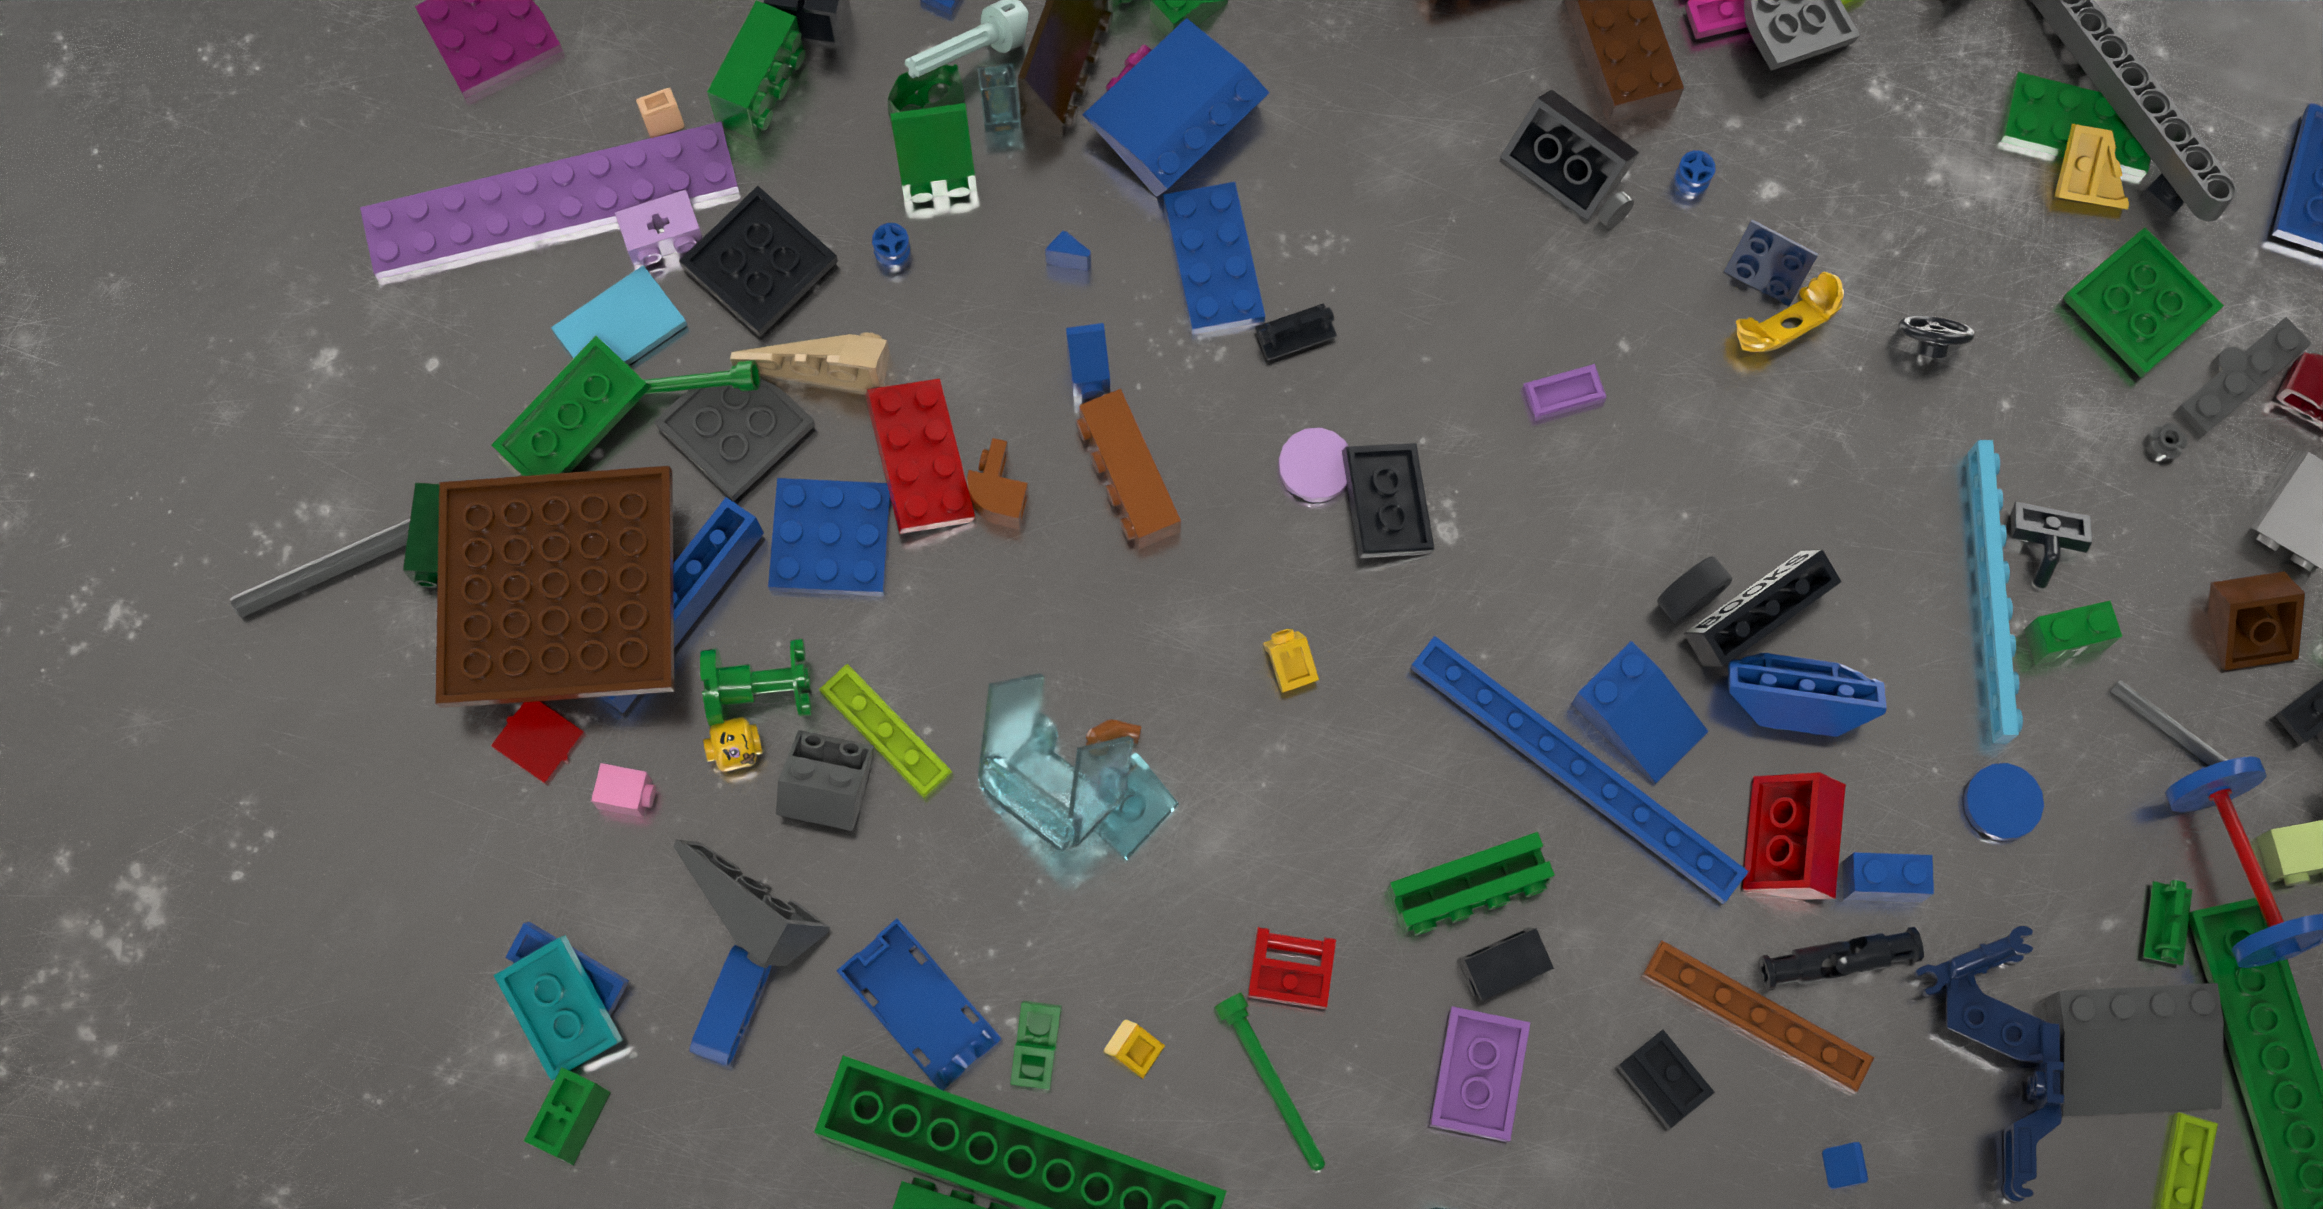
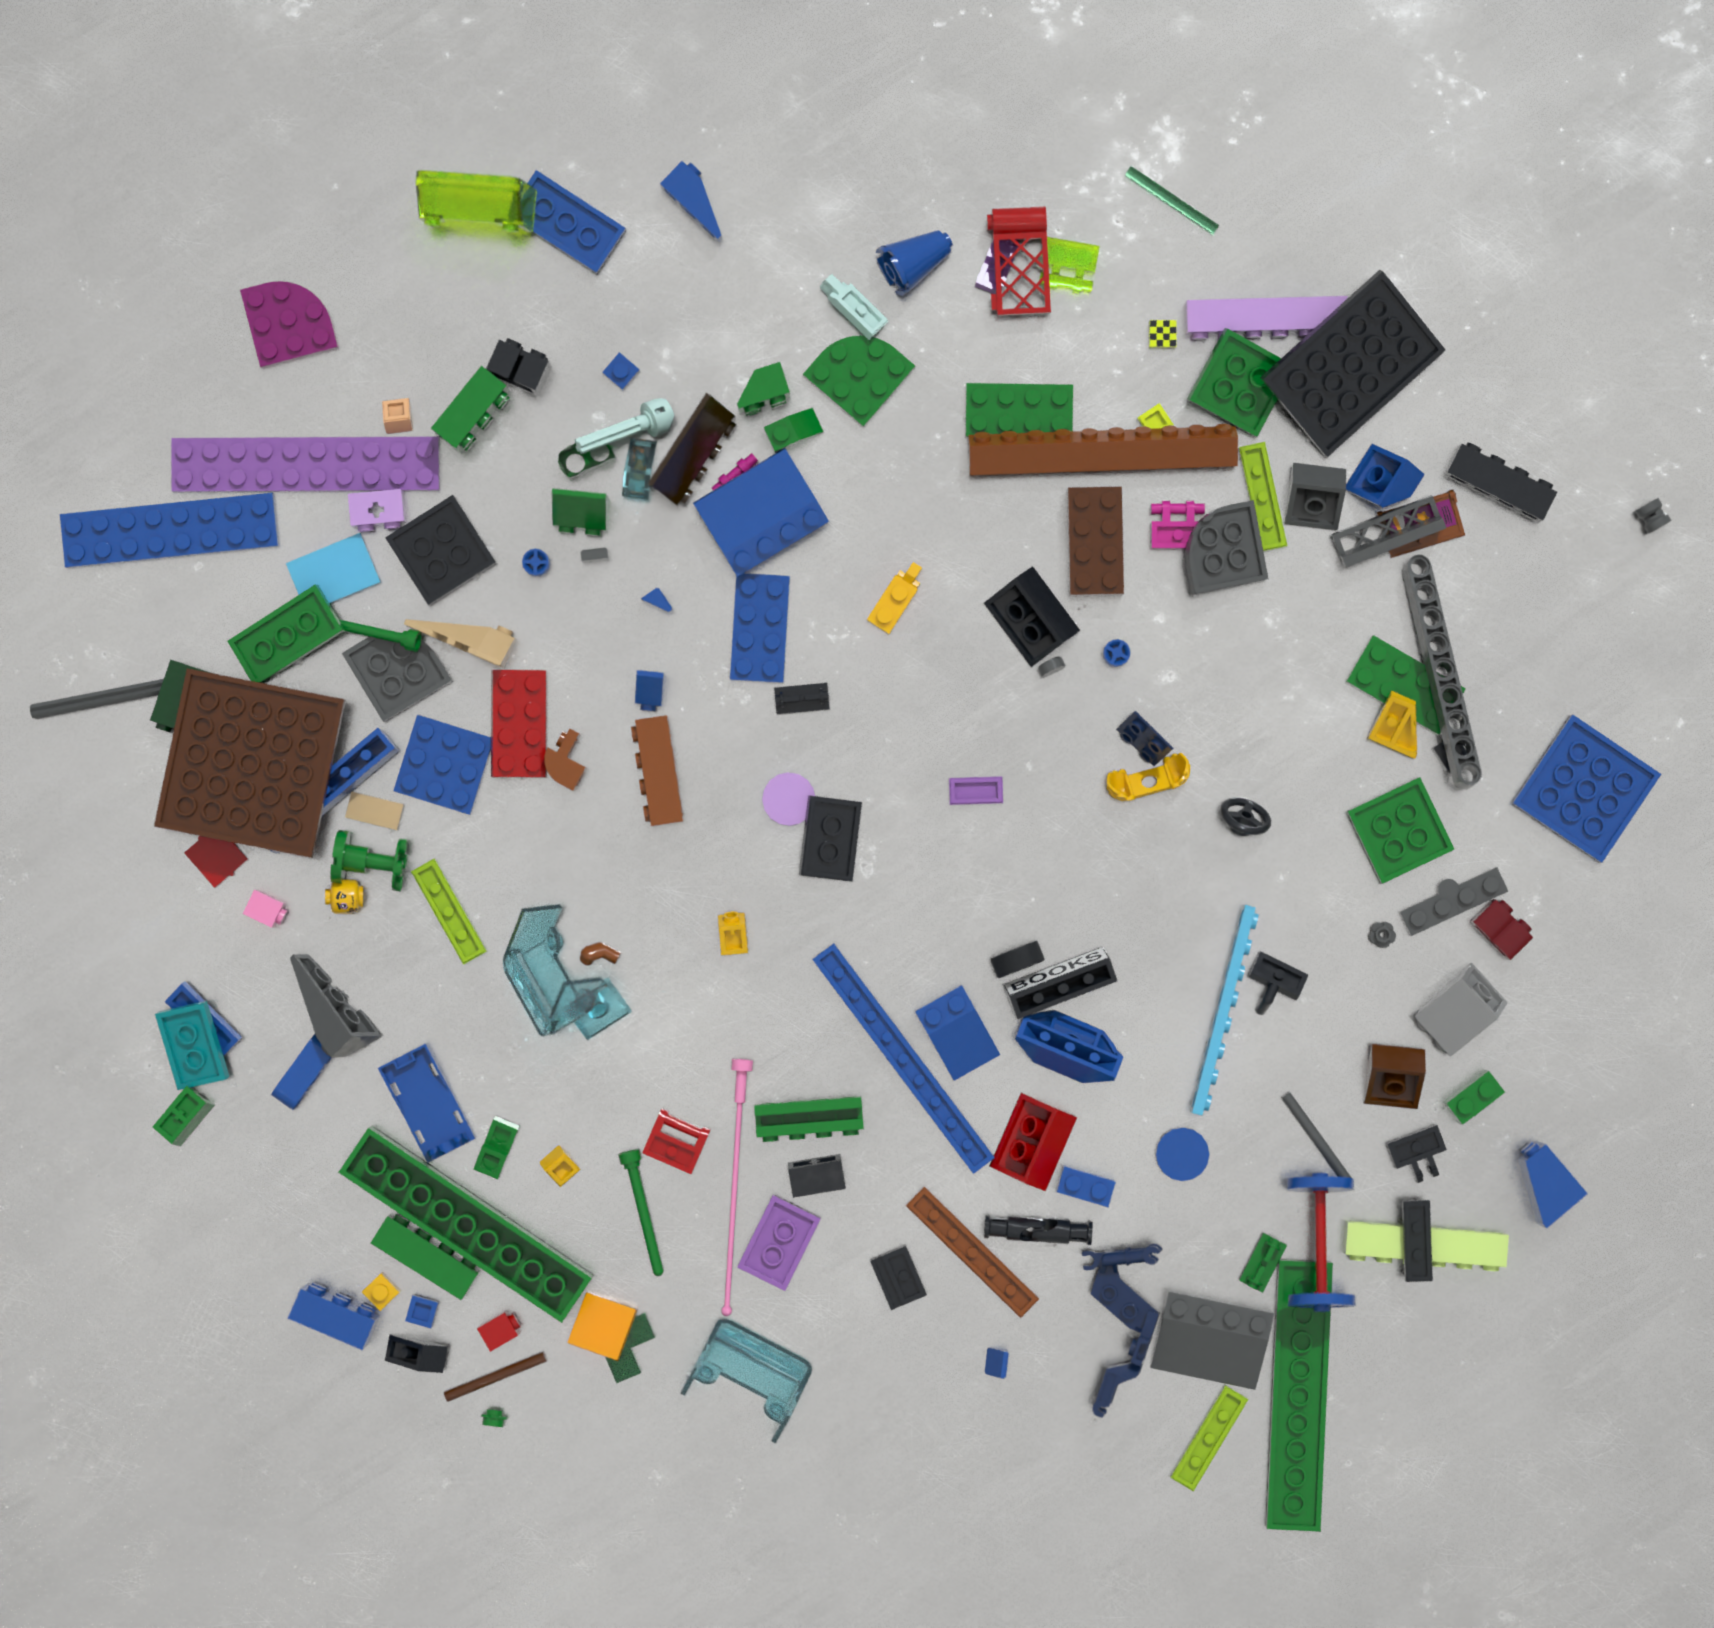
camera: 15 degrees right, 15 degrees up
(380, 326) = (169, 530): none -> blue plate
(748, 621) = (374, 810): none -> tan tile
(824, 780) = (400, 936): dark grey slope -> none
(968, 216) = (592, 555): none -> dark grey tile
(1355, 838) = (741, 1067): none -> bright pink piece
(1383, 178) = (895, 599): none -> yellow hinge
(2073, 632) = (1266, 1053): green brick -> none

